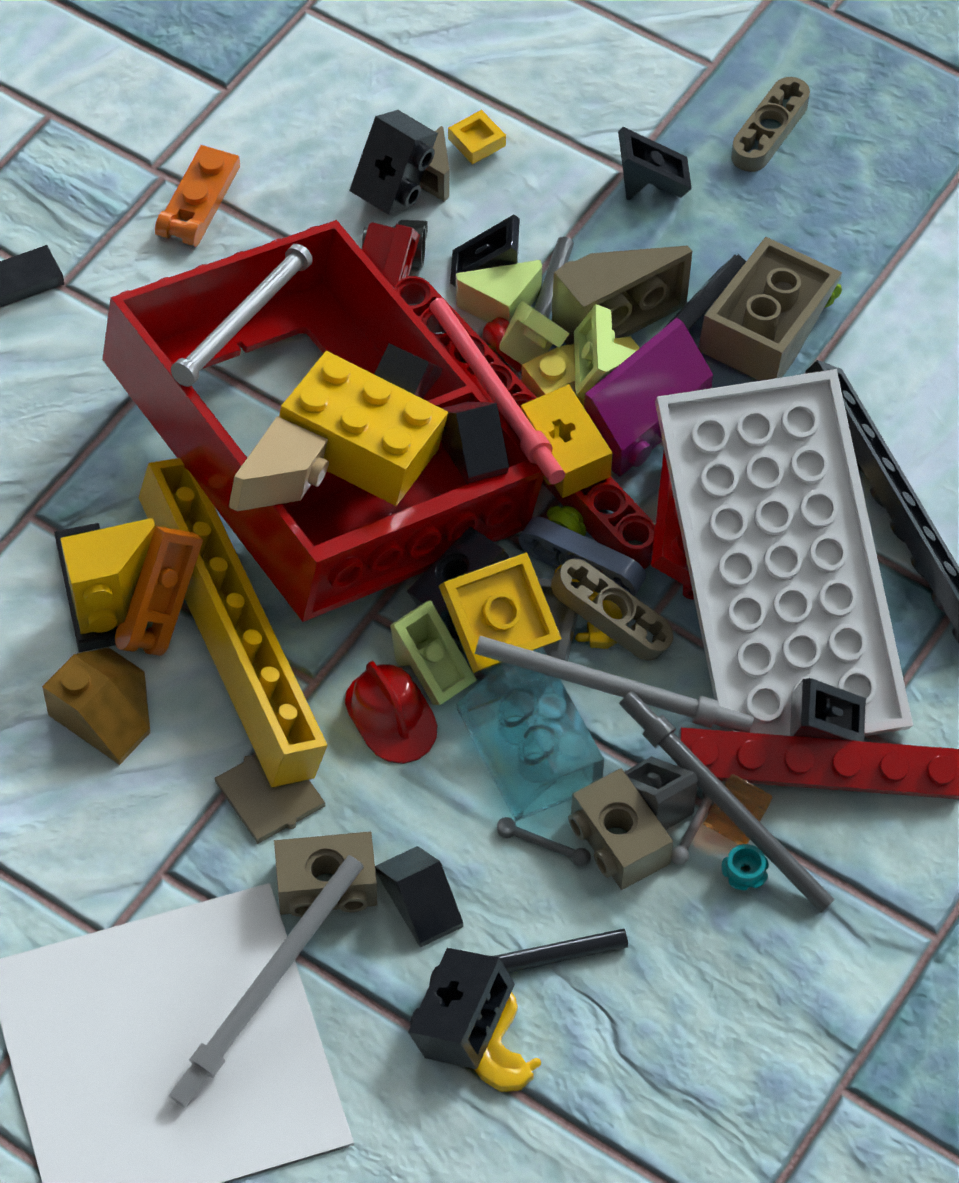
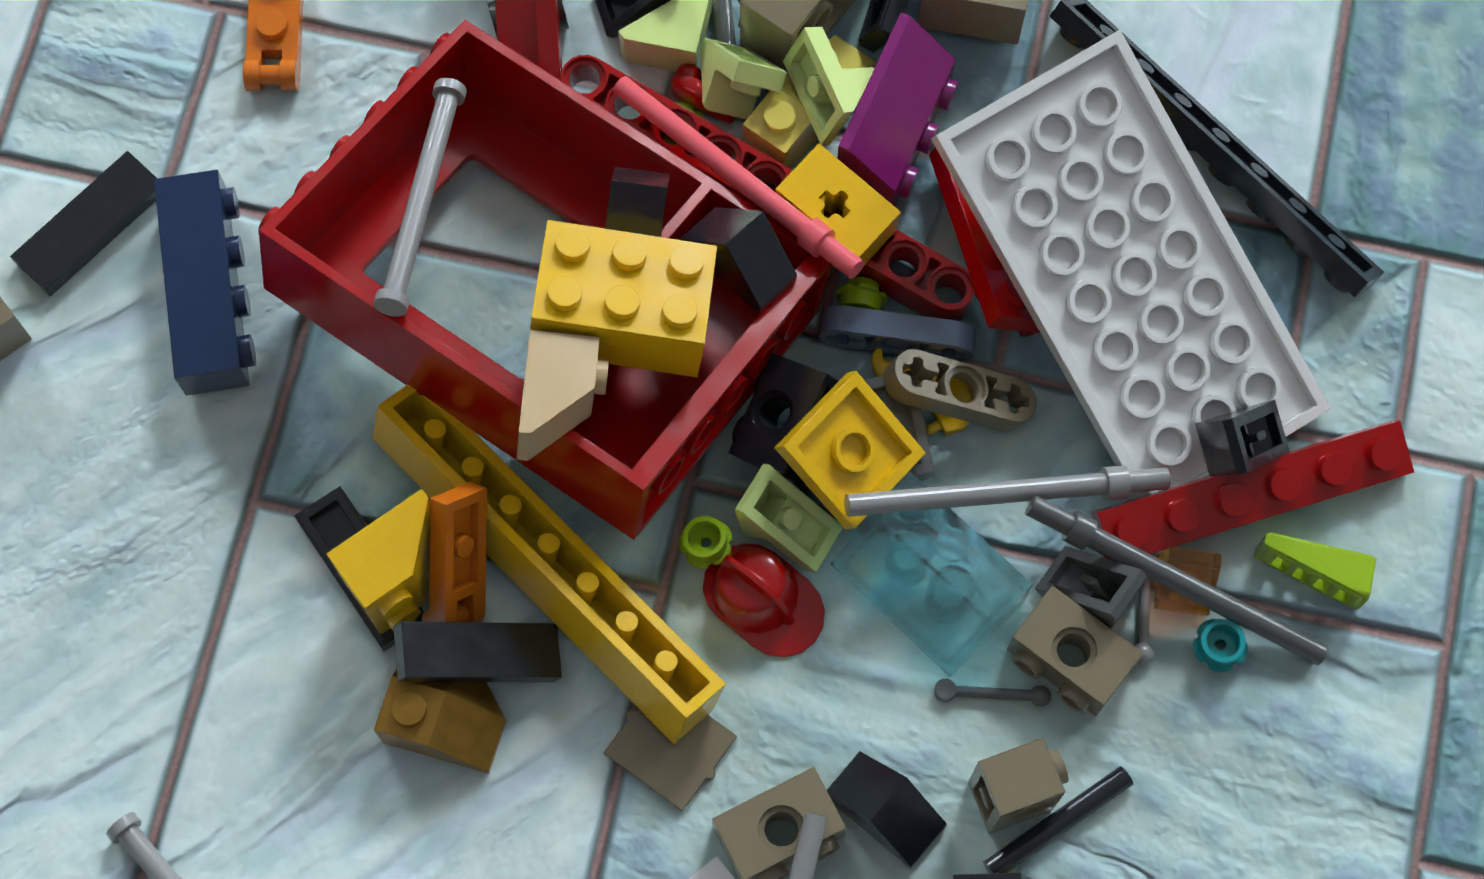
camera: 20 degrees left, 15 degrees up
(60, 348) = (203, 283): none -> dark blue brick
(147, 664) = (477, 652): none -> black tile
(358, 646) = (699, 530): none -> lime plate
(528, 900) = (1018, 784): none -> dark tan brick
(854, 837) = (1328, 569): none -> lime slope

